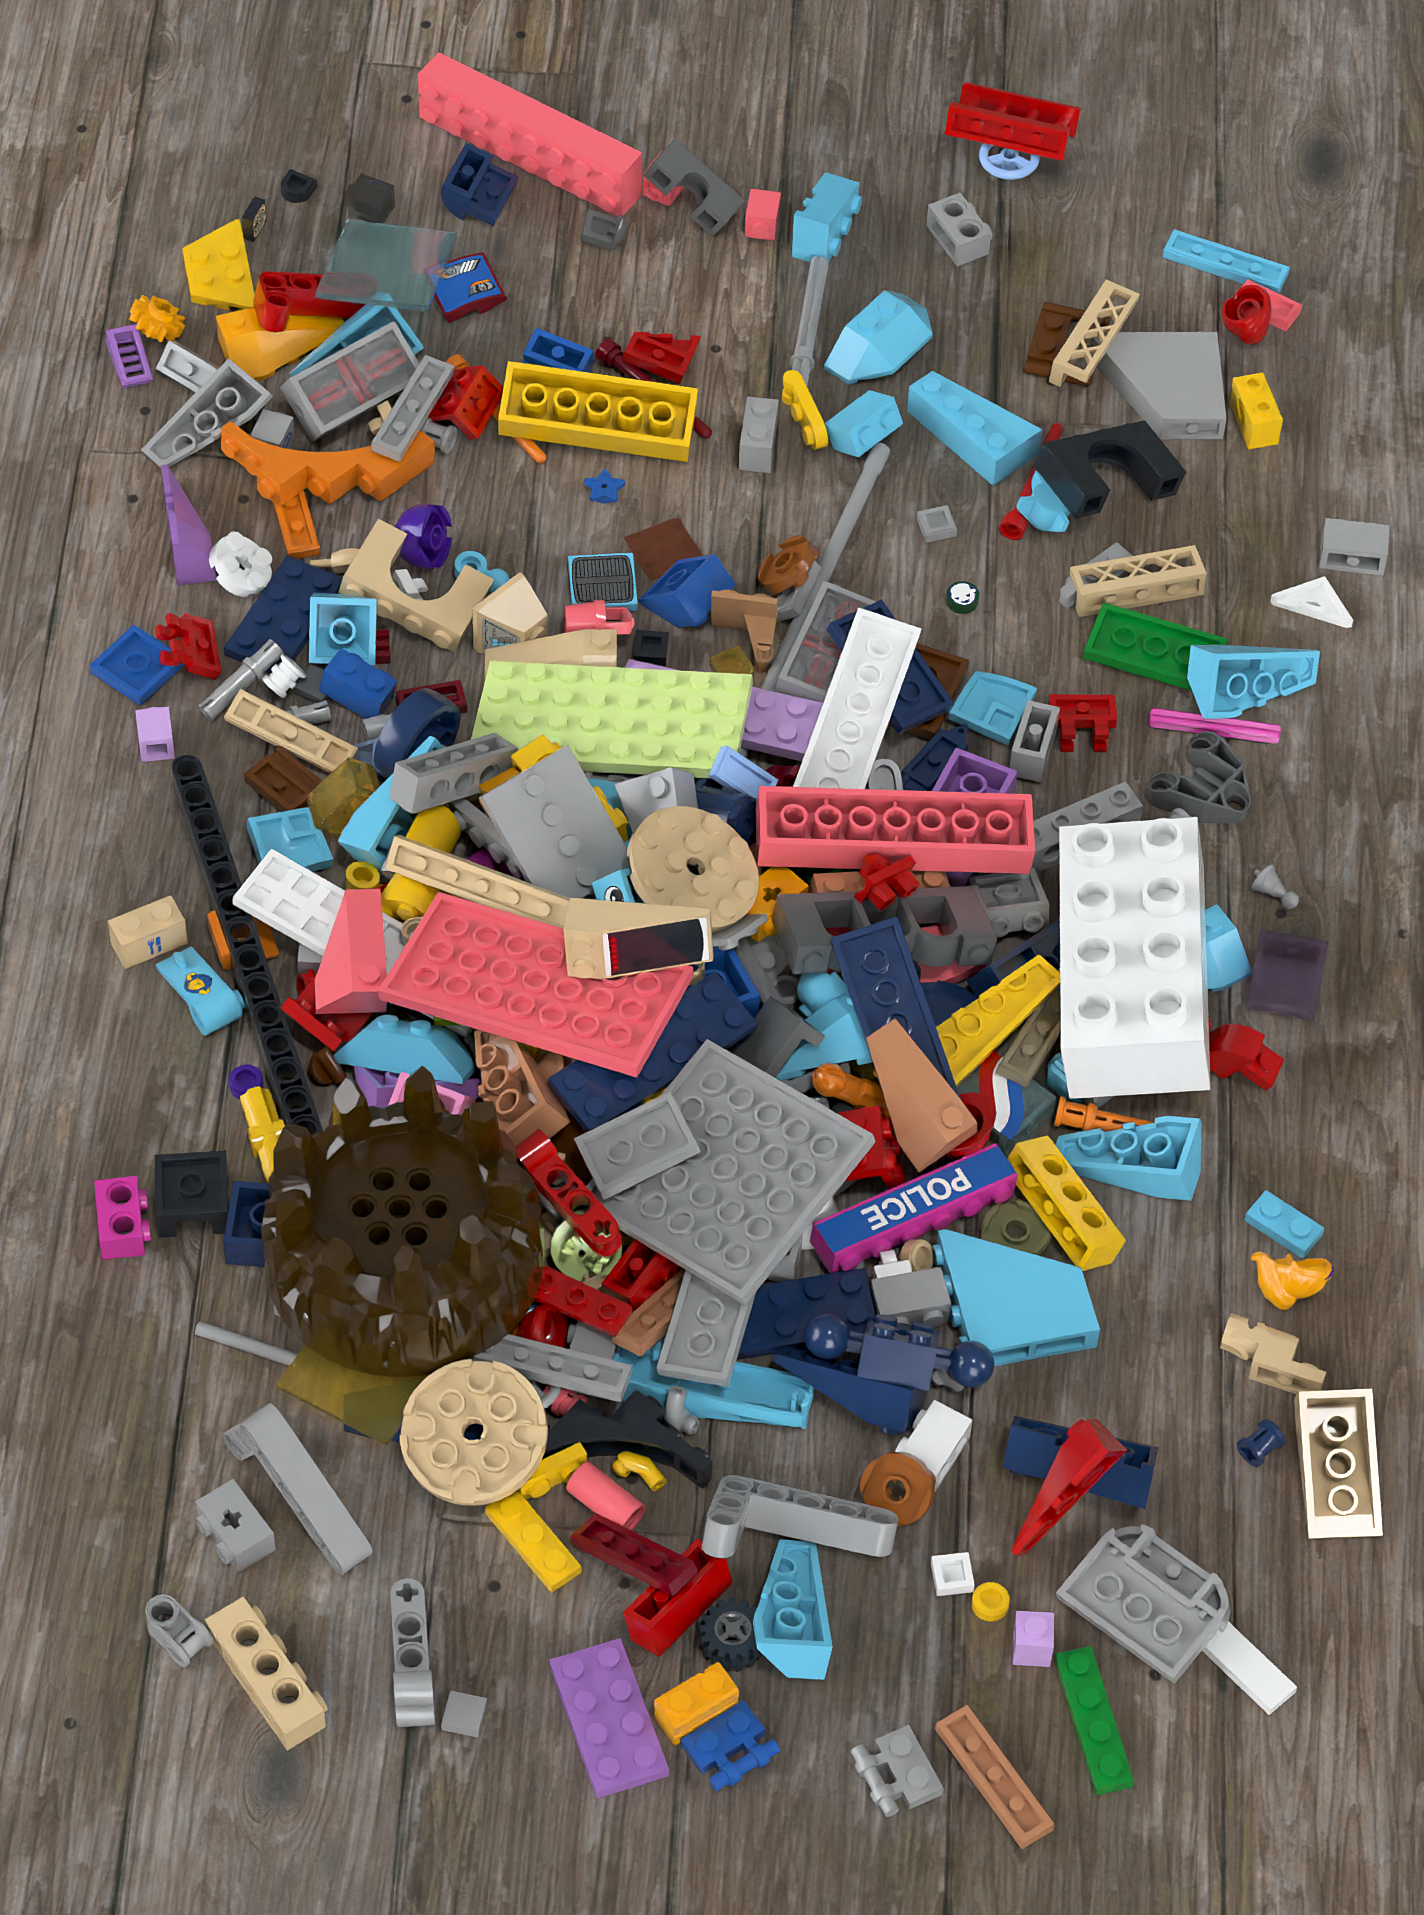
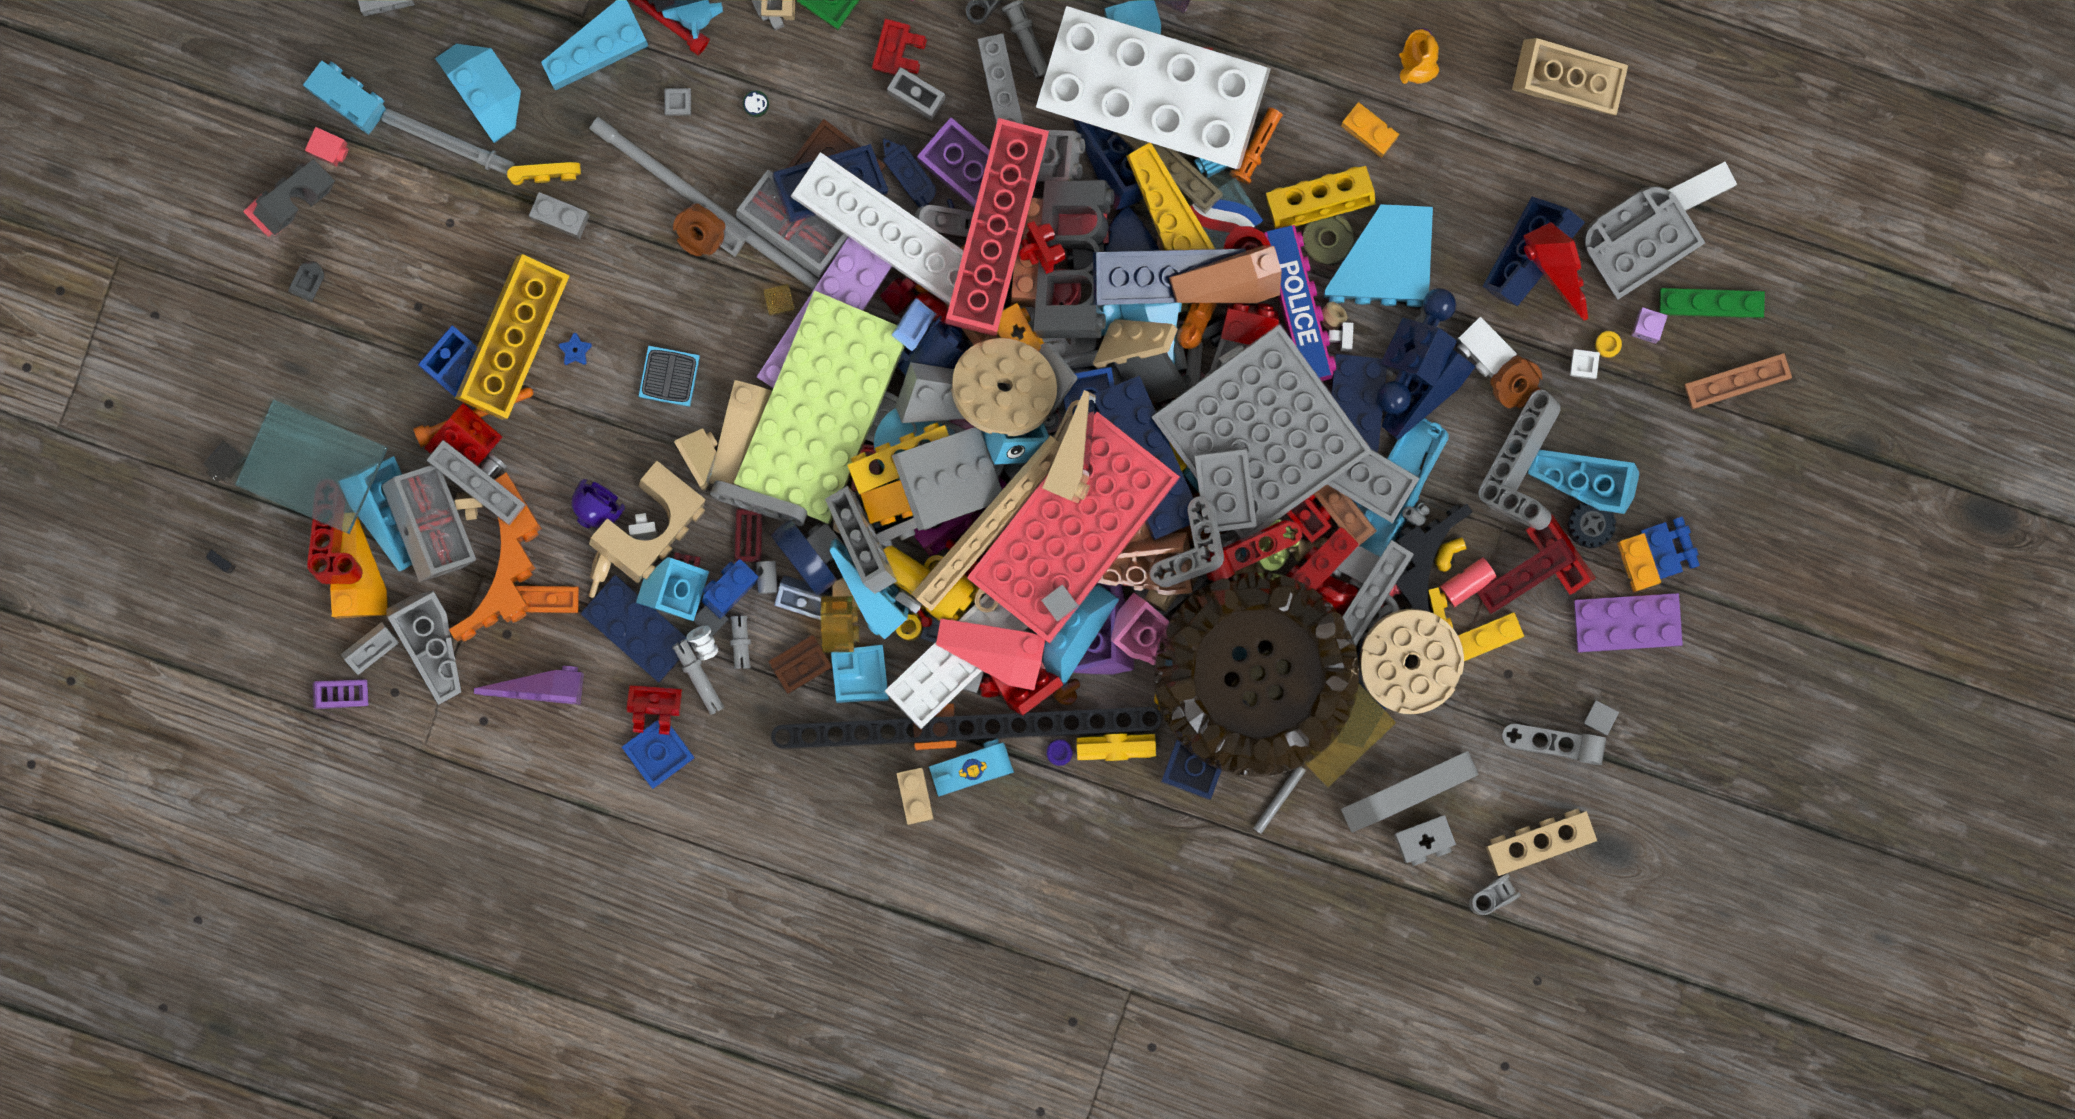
camera: 75 degrees left, 30 degrees up
(121, 1217) = (1156, 873): dark pink brick -> none
(155, 734) = (729, 752): lavender brick -> none
(157, 318) = (311, 663): light orange gear -> none
(191, 1189) = (1152, 811): black panel -> none
(219, 269) = (264, 601): yellow wing -> none
(237, 550) = (590, 640): white plate -> none
(274, 429) = (457, 598): light grey brick -> none
(288, 732) = (760, 650): tan plate -> none
(297, 186) = (187, 517): black tile -> none
(432, 984) = (1060, 603): none -> light grey tile
(468, 285) = (339, 403): slope -> none
(473, 690) = (758, 503): none -> light grey beam
(477, 186) = (237, 369): dark blue brick -> none
(479, 563) = (646, 459): medium azure plate -> none
(530, 135) = (196, 316): coral piece -> none
(551, 1122) = (1199, 554): none -> light grey beam
(594, 616) = (710, 396): coral piece -> none
(610, 354) = (442, 308): dark red piece -> none
(651, 647) = (745, 356): black plate -> none
(661, 354) = (453, 268): red wing -> none
(662, 546) = (643, 319): copper sticker -> none
(685, 590) = (698, 314): blue slope -> none
(751, 613) = (752, 267): medium nougat plate -> none
(799, 1003) = (1133, 339): none -> tan wing
(863, 423) = (572, 130): medium azure brick -> none
(907, 1766) = (1715, 435): light grey plate -> none
(912, 1297) = (1369, 329): light grey brick -> none
(992, 705) = (867, 113): medium azure plate -> none
(1146, 1158) = (1295, 129): medium azure wedge -> none
(1175, 1241) = (1369, 130): none -> light orange brick
(1241, 1049) = (1233, 30): red brick -> none
(1261, 1442) = (1532, 119): dark blue bush -> none
(1271, 1356) = (1474, 93): tan plate -> none
(1284, 1224) = (1370, 48): medium azure plate -> none

